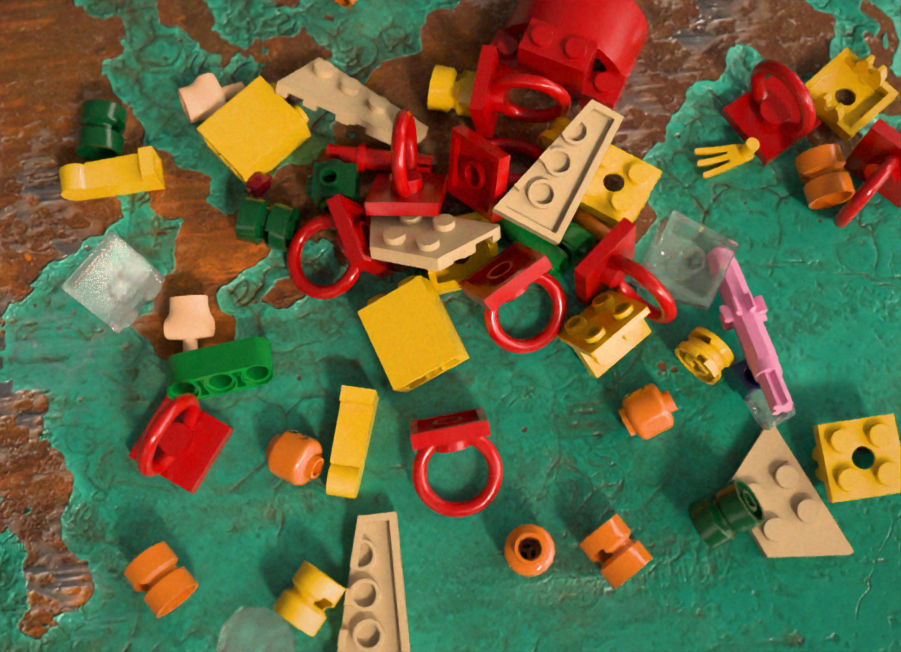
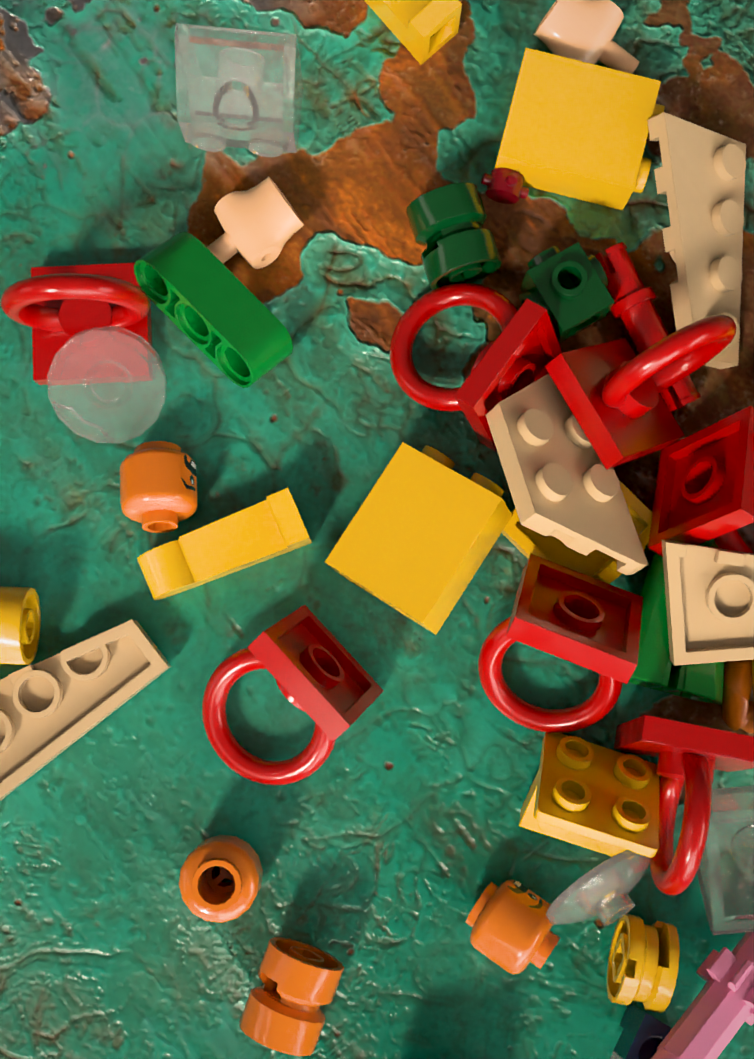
camera: 50 degrees right, 10 degrees up
(221, 451) = (107, 384): none -> clear tile
(653, 351) = (601, 891): none -> clear dish

